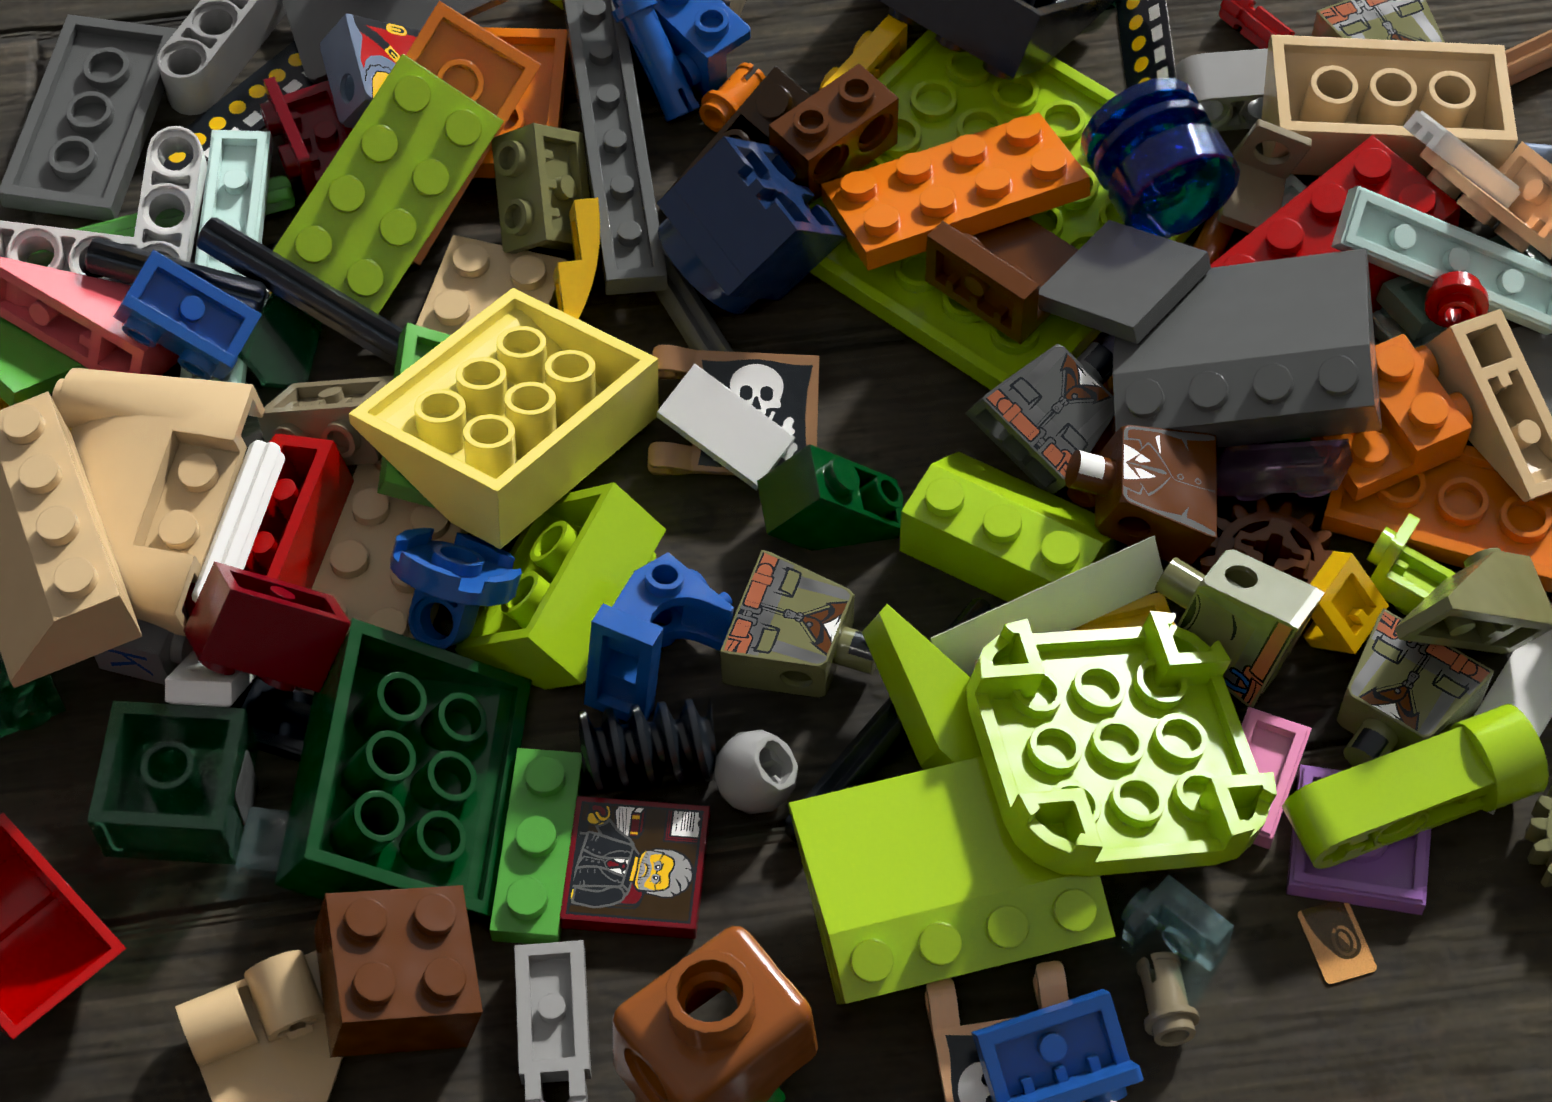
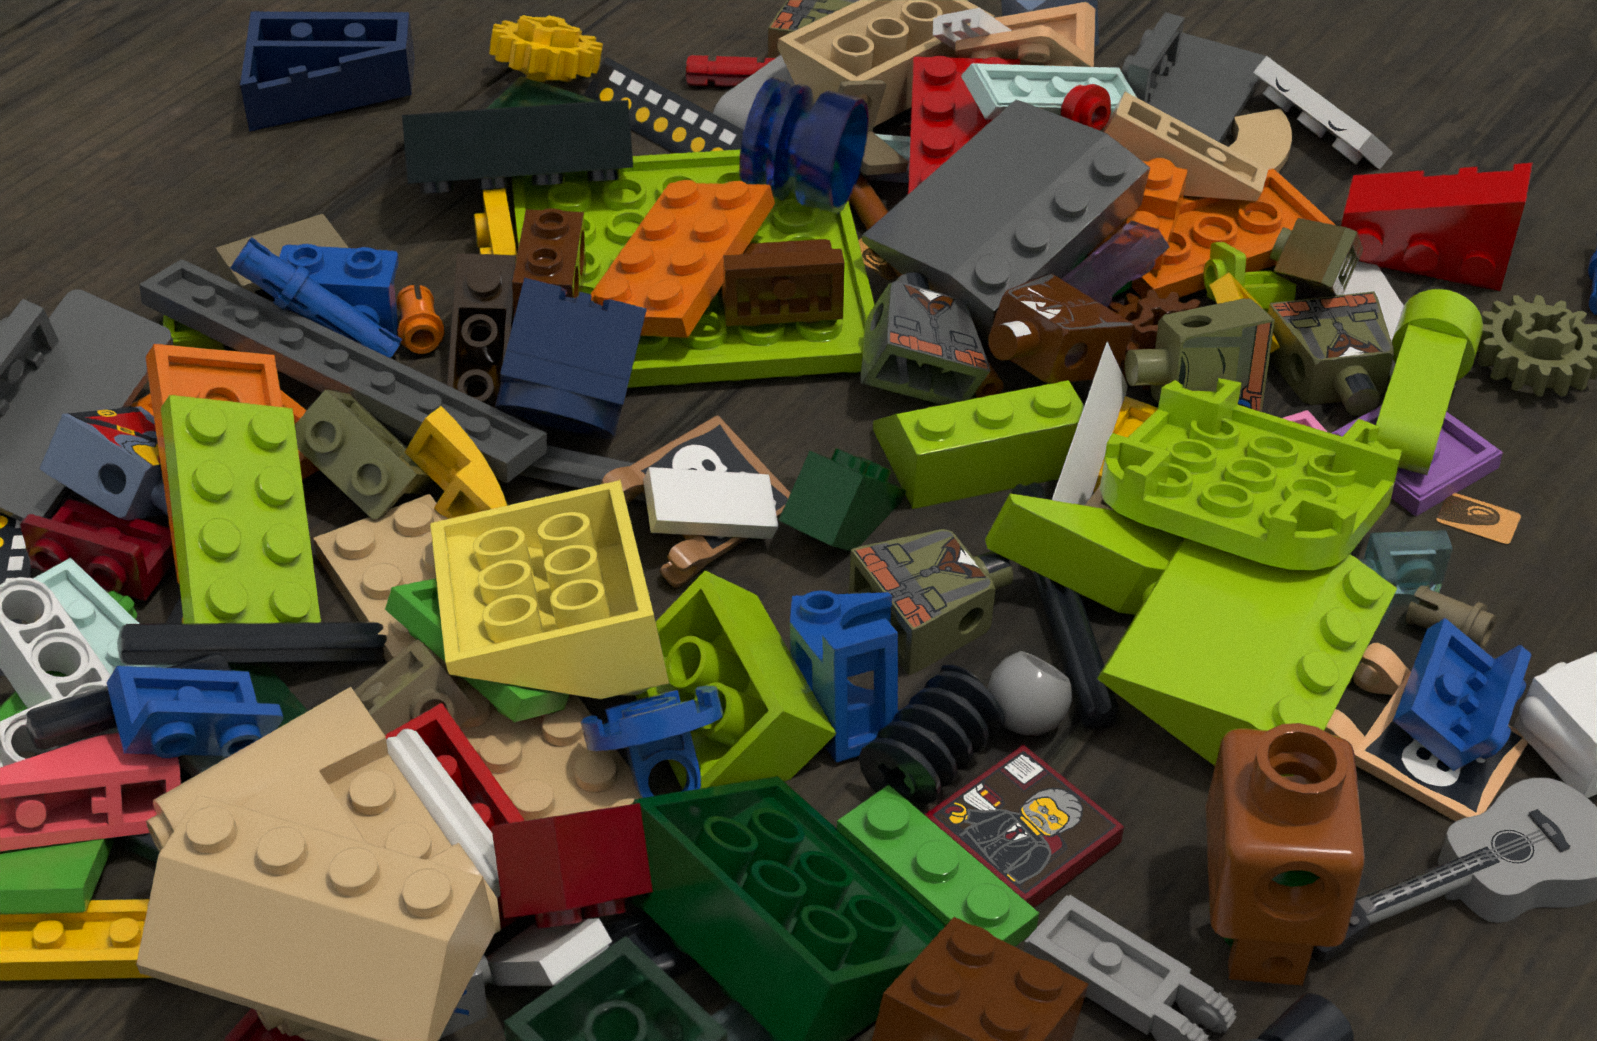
camera: 50 degrees left, 15 degrees down
(1123, 281) = (879, 223): dark grey tile -> none

